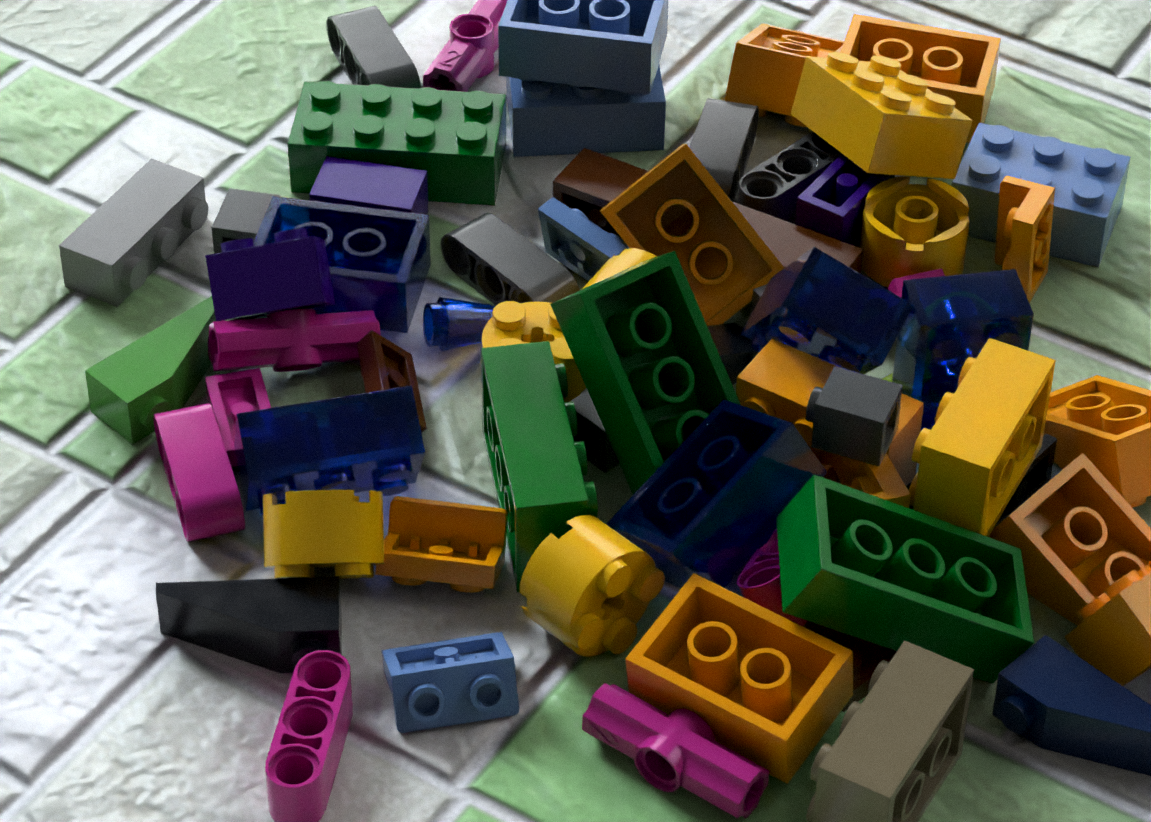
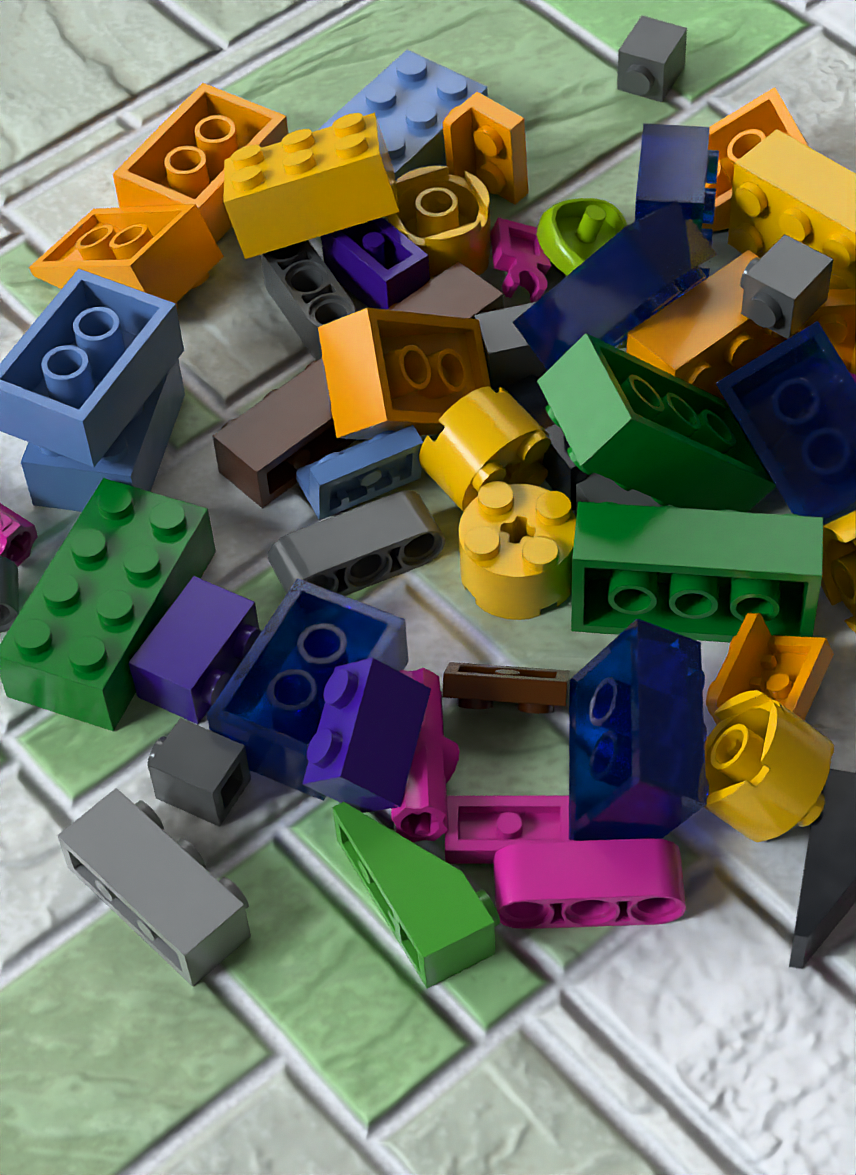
camera: 70 degrees left, 10 degrees up
(454, 323) = (424, 607): clear blue cone -> none
(725, 141) = (241, 343): dark grey beam -> none

